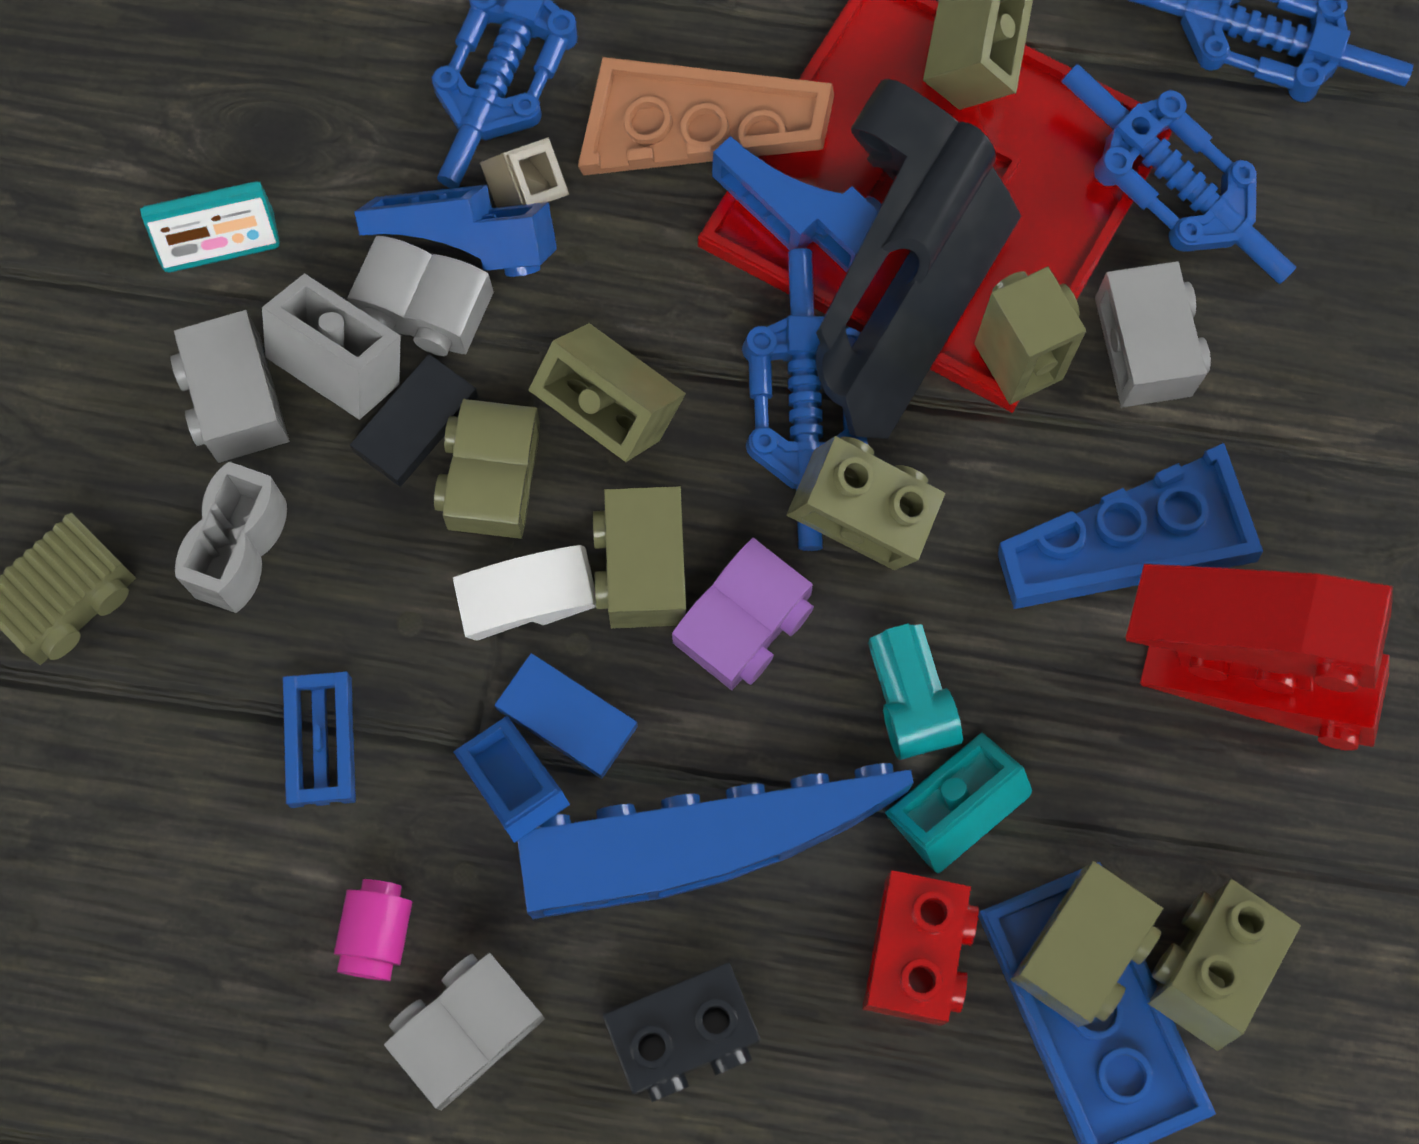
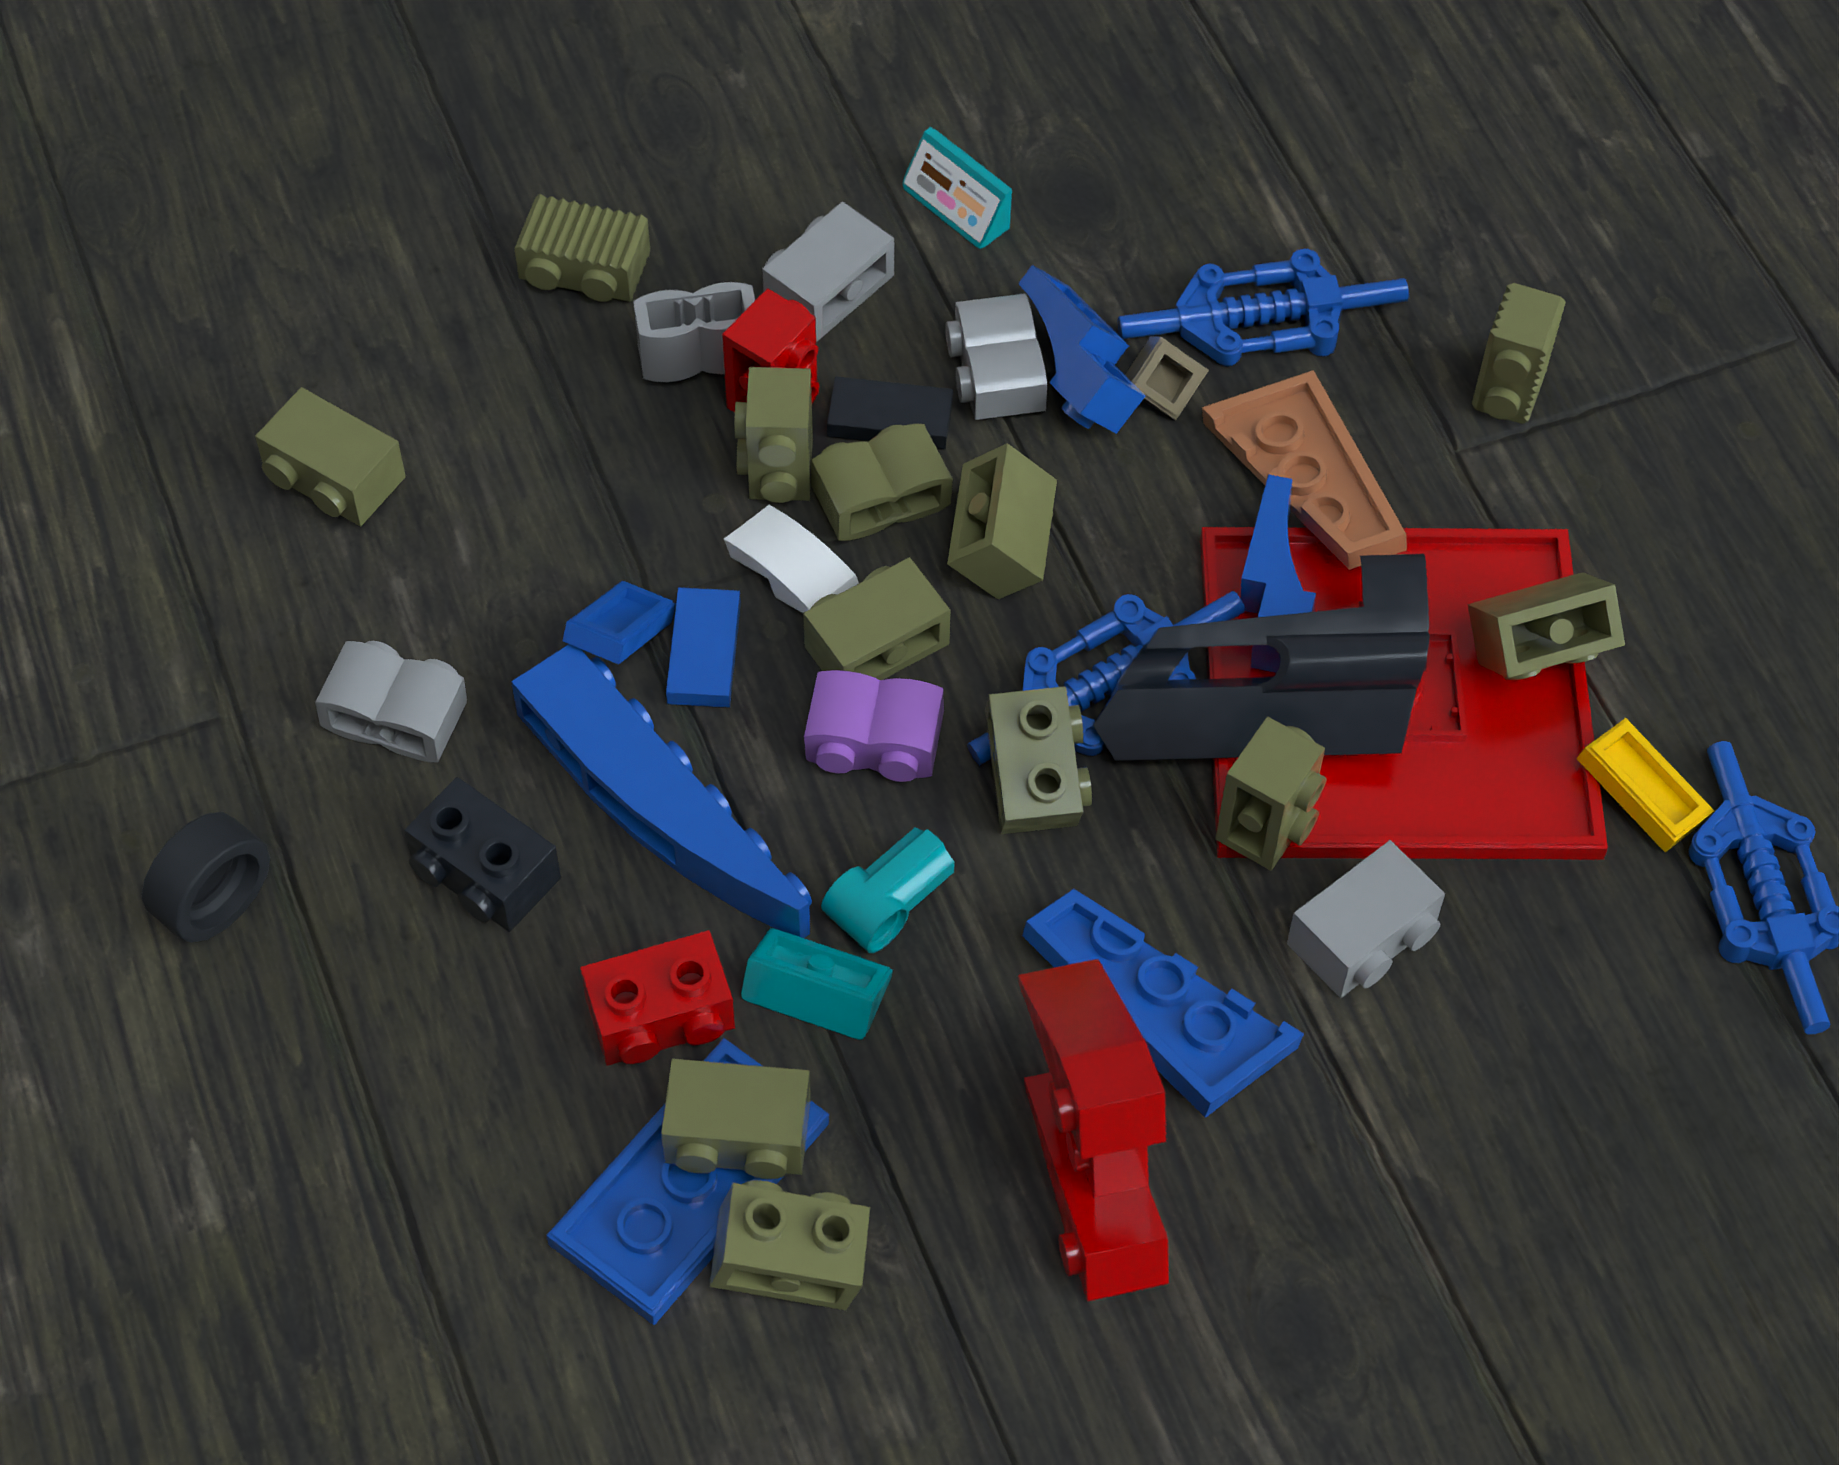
camera: 60 degrees right, 15 degrees down
(151, 955) = (330, 457): none -> olive brick
(316, 488) = (769, 335): none -> red brick
(321, 794) = (580, 493): blue tile -> none
(331, 345) = (906, 313): light grey brick -> none
(372, 930) = (436, 596): dark pink brick -> none
(401, 529) = (776, 434): none -> olive brick
(1140, 58) = (1645, 784): none -> yellow tile
(1225, 217) = (1553, 809): blue bar -> none

